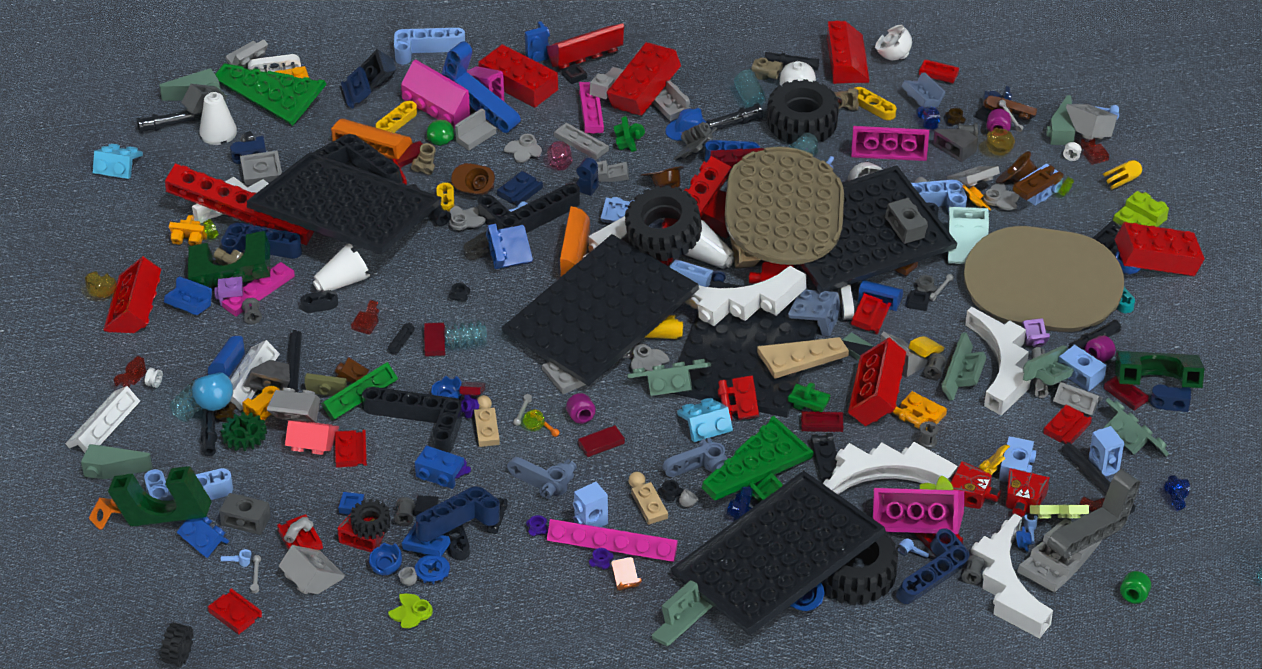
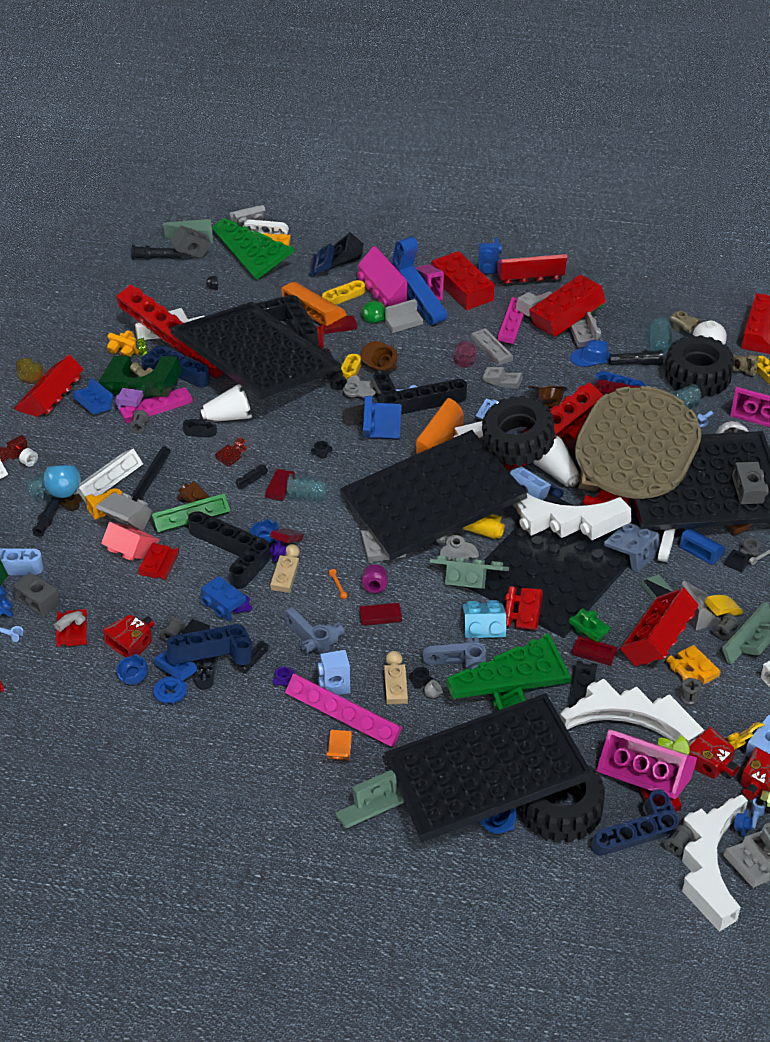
camera: 20 degrees right, 0 degrees up
(115, 161) = (97, 274): medium azure bracket -> none
(216, 120) = (193, 260): white cone -> none
(228, 357) = (97, 457): blue brick -> none
(243, 431) = (75, 522): dark green gear -> none
(246, 148) = (208, 291): dark blue leg -> none
(255, 587) = (11, 663): light grey hinge -> none
(260, 166) = (209, 304): light grey plate -> none
(268, 374) = (118, 477): flat silver slope -> none
(310, 569) = (63, 660): light grey slope -> none
(324, 384) = (162, 498): olive plate -> none
(348, 501) = (131, 607): blue plate -> none
(366, 510) = (132, 620): black tyre -> none
(408, 576) = (144, 691): light grey hinge -> none
(411, 611) = (133, 725): lime plate -> none
(425, 41) = (389, 234): light blue beam -> none
(425, 159) = (349, 331): dark tan plate -> none
(519, 188) = (419, 374): dark blue plate -> none
(524, 148) = (439, 341): light grey plate -> none
(527, 399) = (334, 558): light grey hinge -> none
(533, 420) = (329, 578): clear neon green tile -> none
(574, 74) = (513, 290): black tile -> none
(588, 176) = (479, 377): dark blue leg -> none
(601, 558) = (325, 724): dark purple plate -> none
(627, 134) = (533, 350): green hips -> none
(694, 139) = (591, 365): dark grey hinge -> none
(740, 505) = (478, 710): clear blue plate -> none
(786, 59) = (703, 316): black pin -> none
(798, 356) = (589, 582): tan wing -> none
(870, 313) = (684, 561): red plate -> none
(907, 545) = (623, 796): light blue hand -> none

